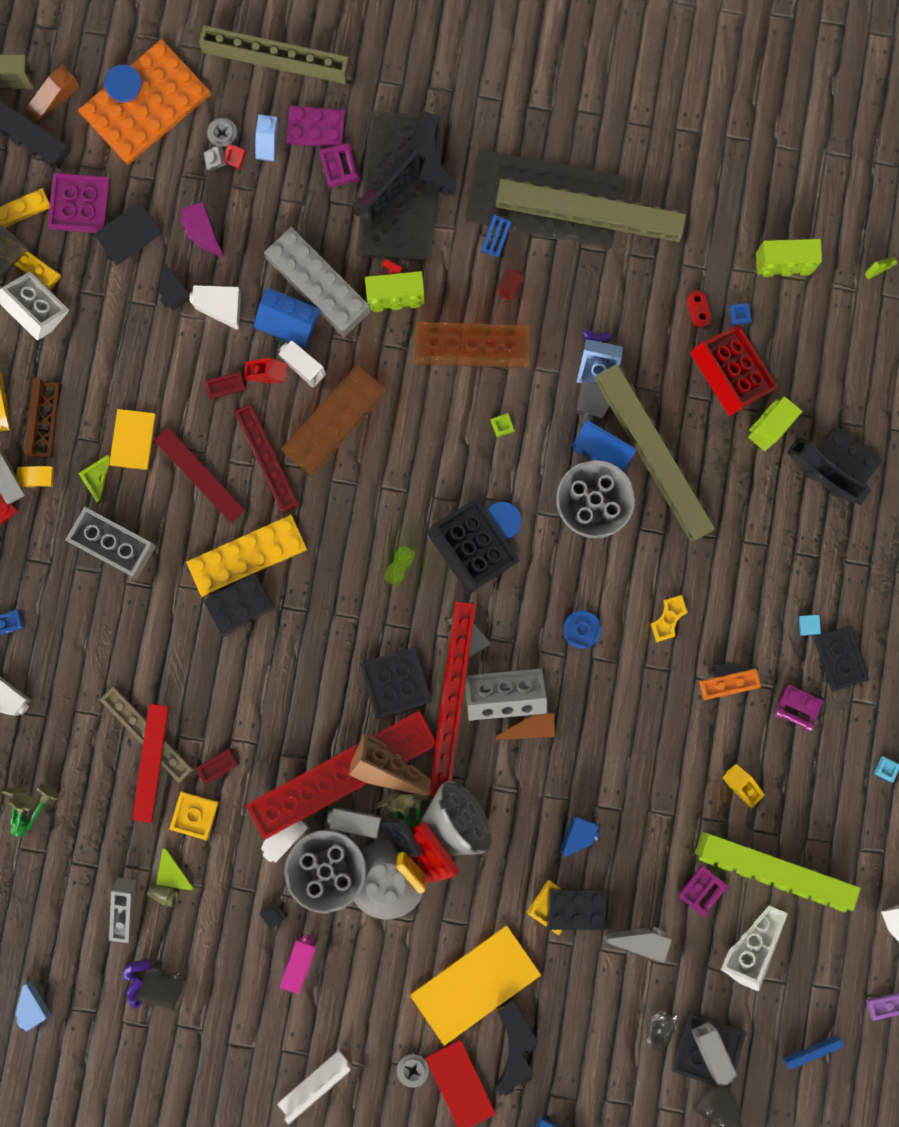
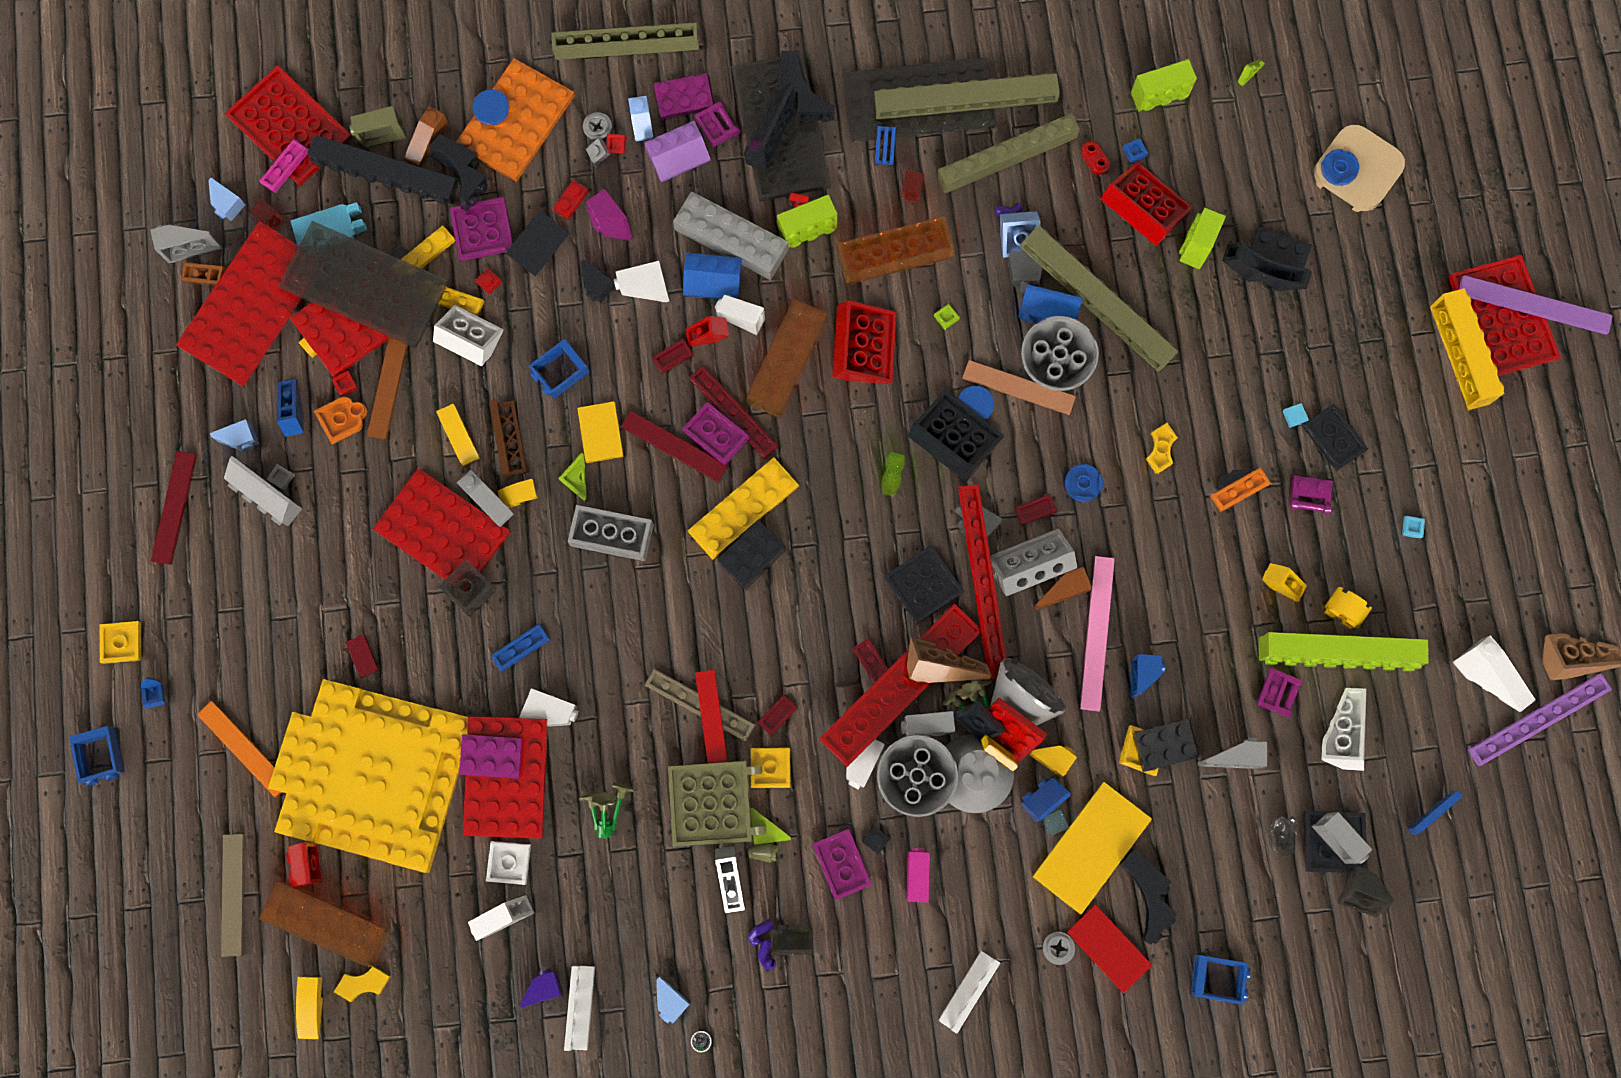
camera: 10 degrees left, 5 degrees down
(49, 1054) = (701, 1041): none -> tile
(70, 257) = (488, 281): none -> red plate
(80, 133) = (464, 166): none -> black arch
(119, 345) = (551, 355): none -> blue window
(127, 833) = (711, 803): none -> olive plate
(174, 199) = (570, 200): none -> red plate
(232, 928) = (842, 864): none -> magenta plate
(242, 475) = (715, 433): none -> magenta plate
(291, 181) = (677, 151): none -> medium lavender slope
(321, 741) = (870, 660): none -> dark red plate
(413, 428) = (864, 343): none -> red slope
(444, 926) = (1044, 799): none -> blue slope
(448, 950) = (1055, 822): none -> clear light blue tile
(468, 890) = (1056, 758): none -> yellow slope
(527, 642) = (1035, 509): none -> dark red tile
(546, 515) = (1018, 387): none -> nougat tile
(547, 780) = (1097, 634): none -> bright pink tile
(614, 279) = (1008, 153): none -> olive brick
(796, 830) = (1348, 608): none -> yellow brick

